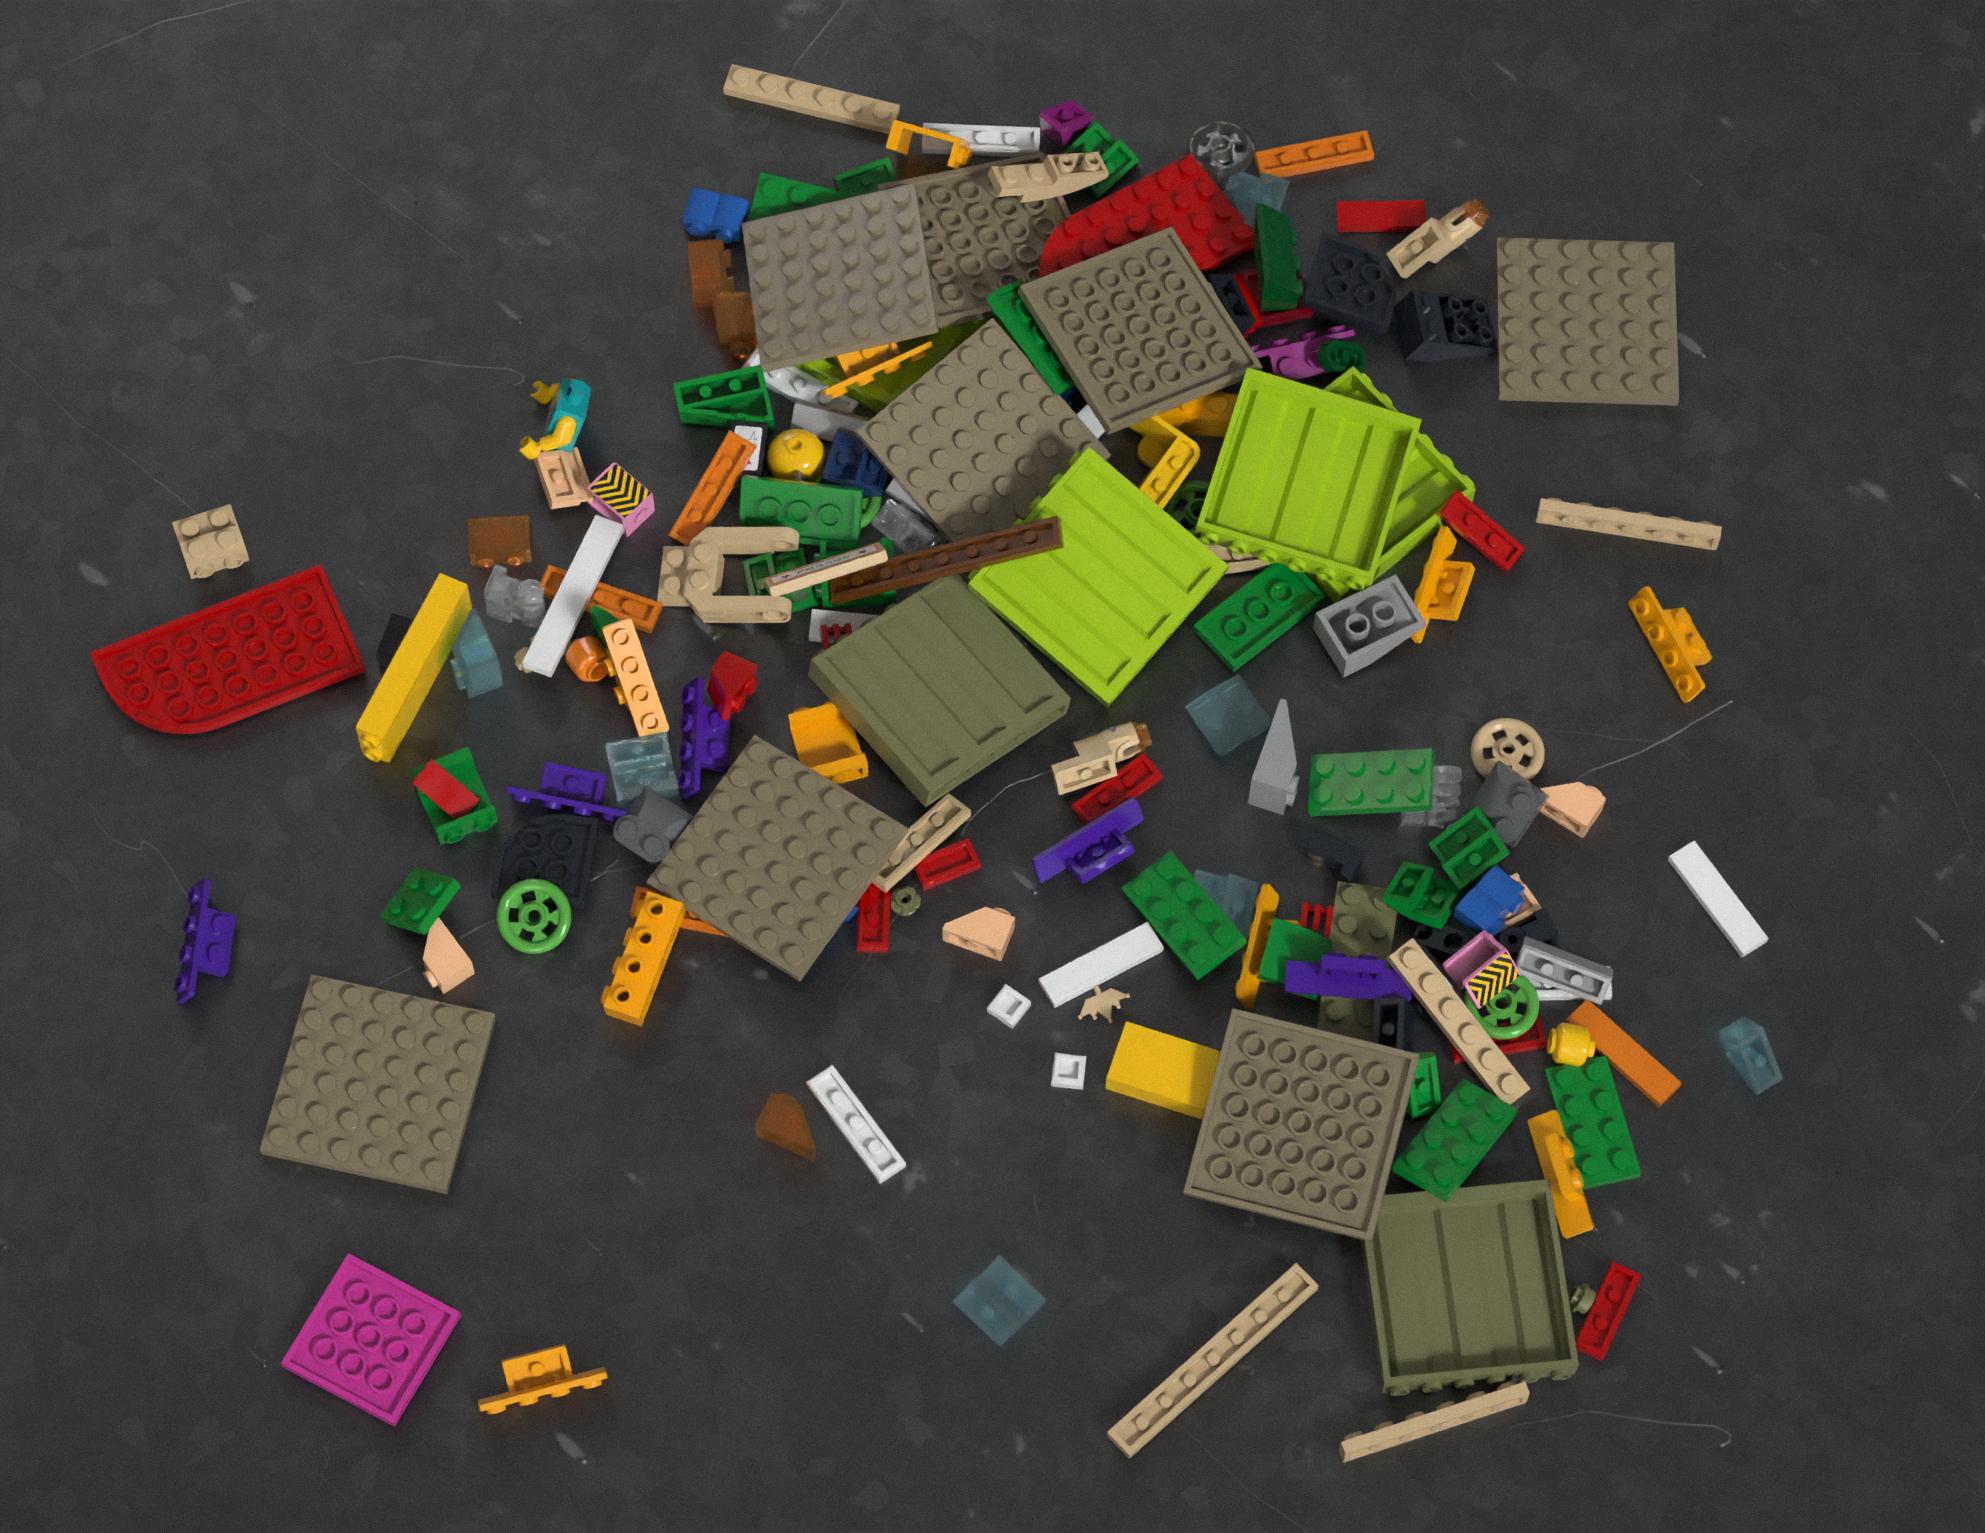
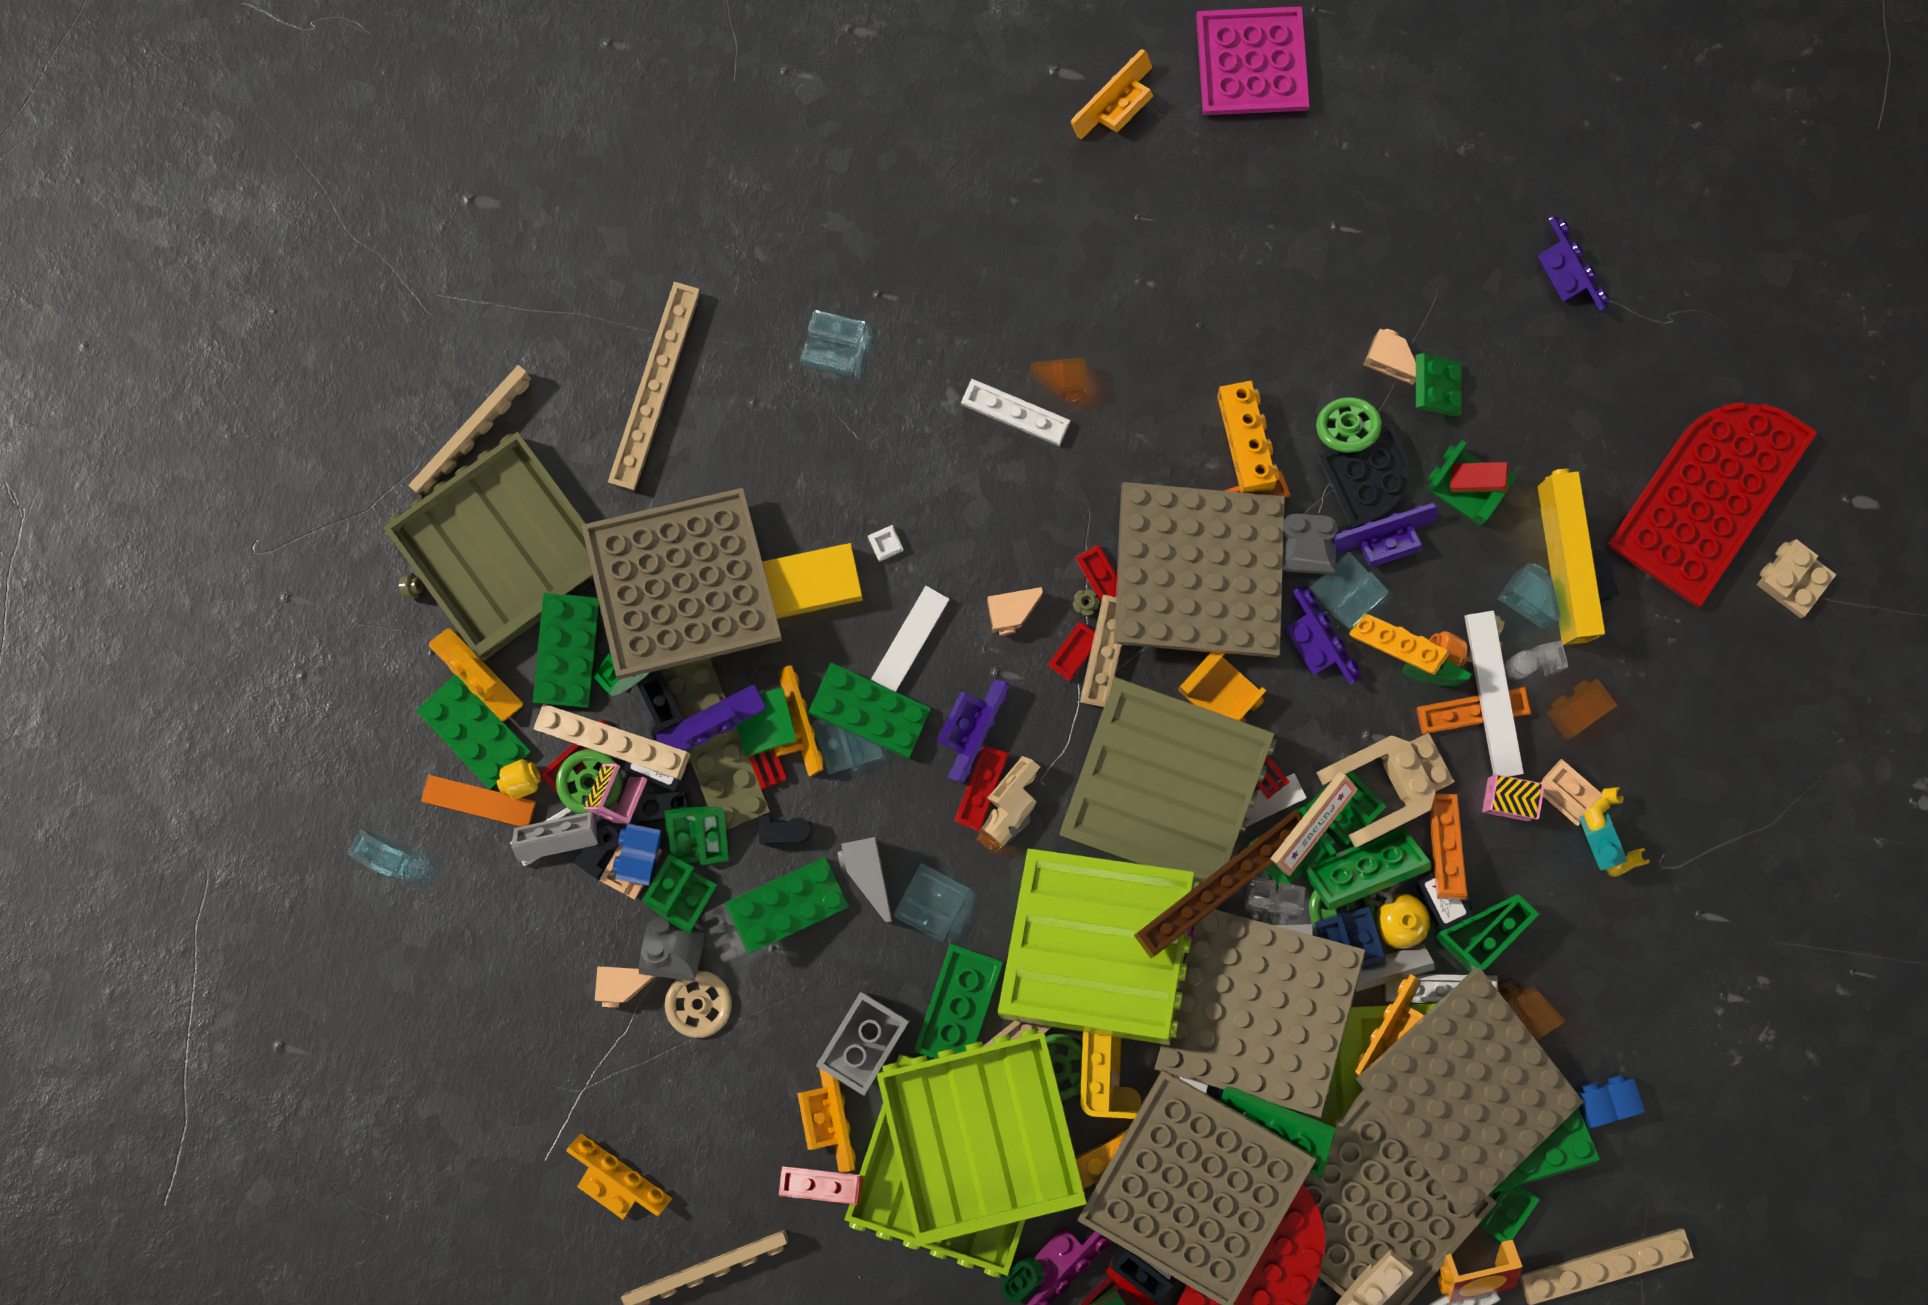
camera: 150 degrees right, 15 degrees up
(378, 1084) = (1374, 242): dark tan plate -> none
(708, 270) = (1580, 1045): clear orange brick -> none
(730, 683) = (1327, 692): red slope -> none
(1009, 1006) = (959, 567): white tile -> none
(1102, 1003) = (891, 610): tan piece -> none
(1607, 1311) = (388, 600): red tile -> none
(1718, 899) = (469, 974): white tile -> none

